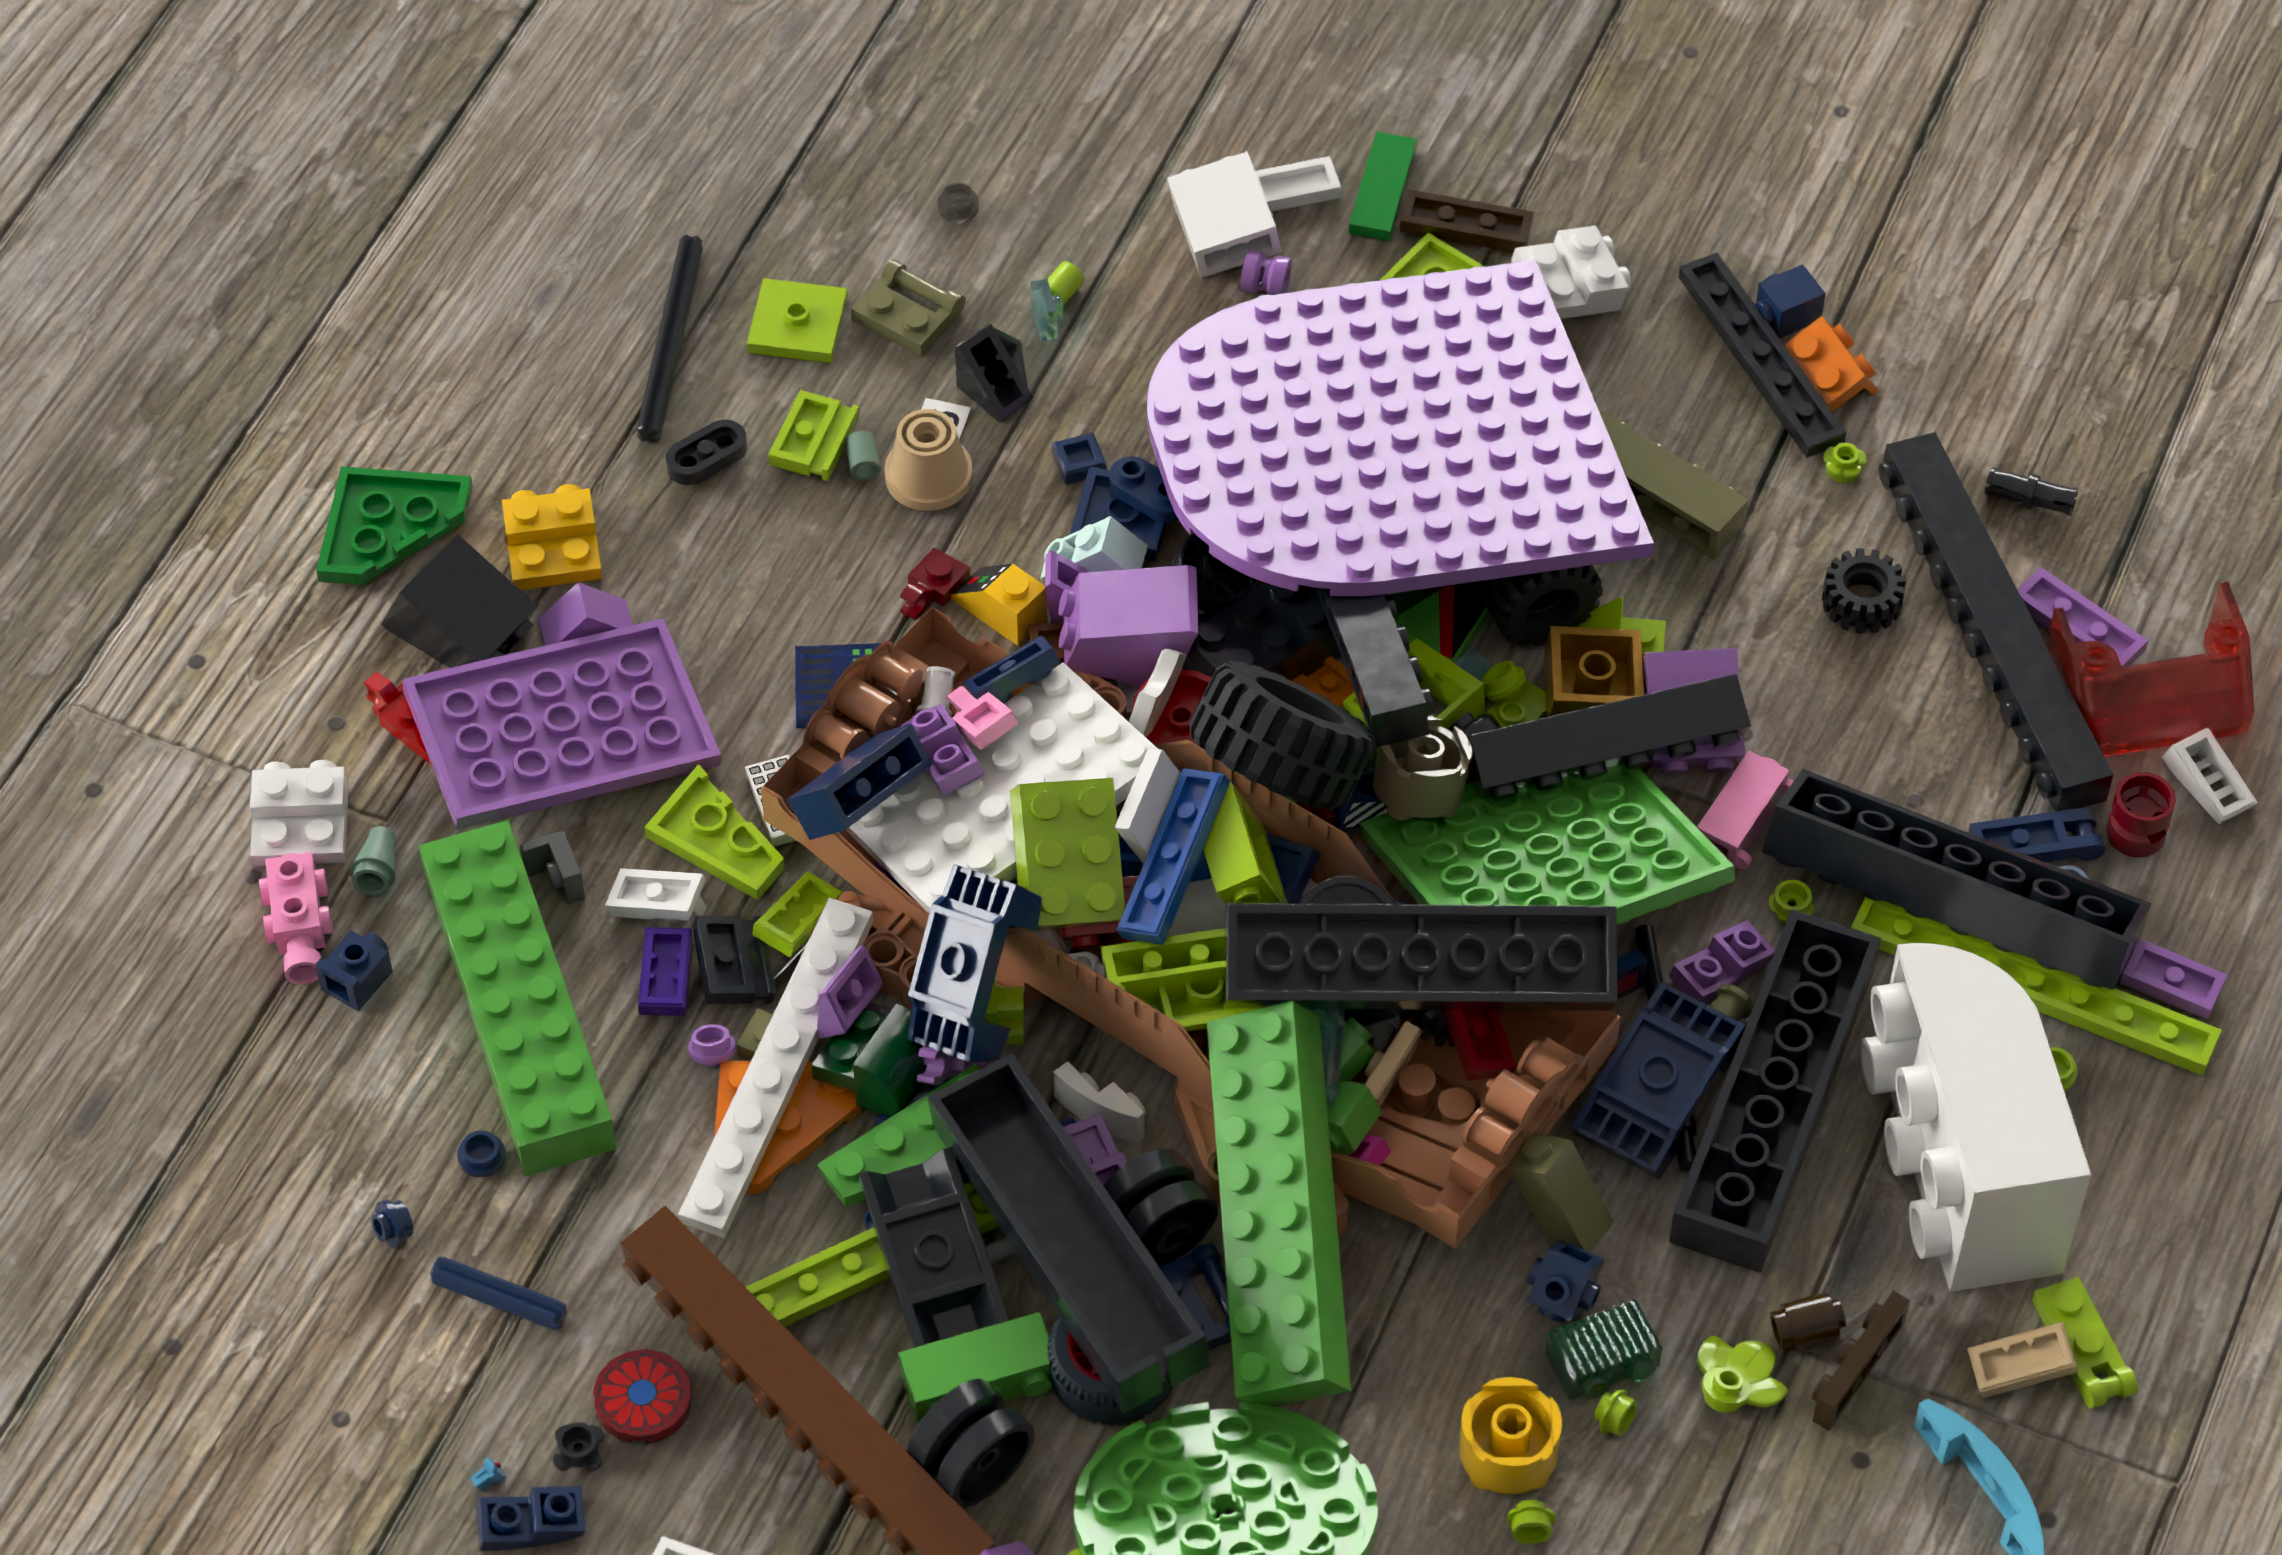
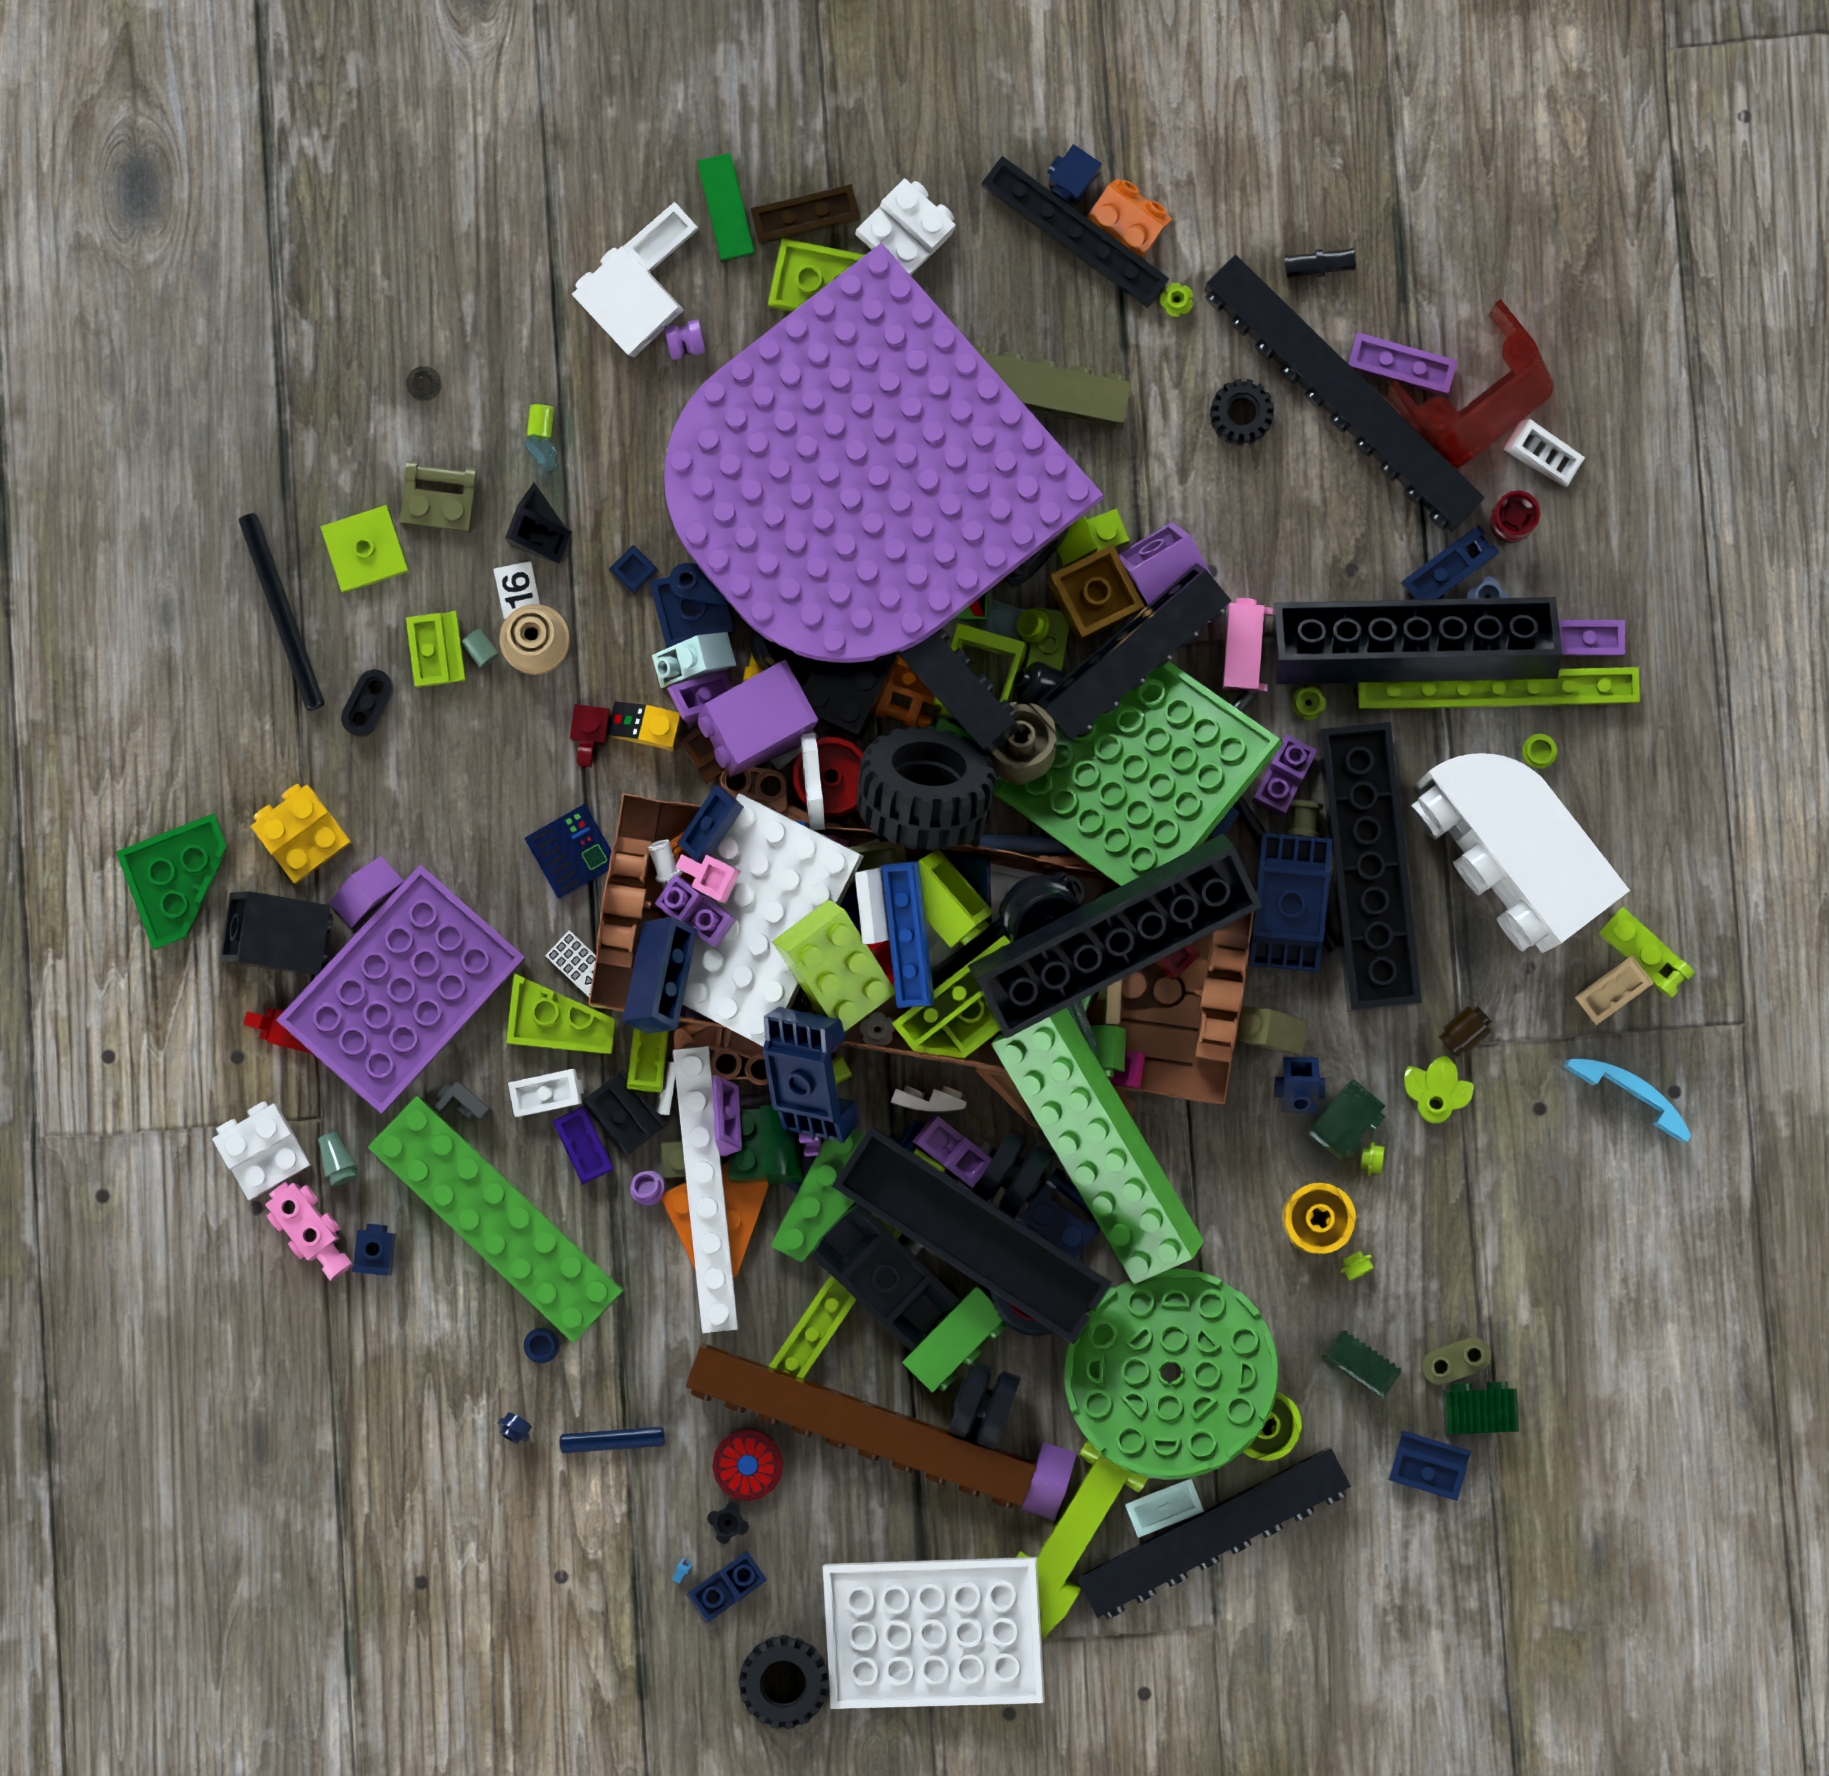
camera: 25 degrees left, 30 degrees up
(1859, 1359) = (1510, 1042): dark brown plate -> none

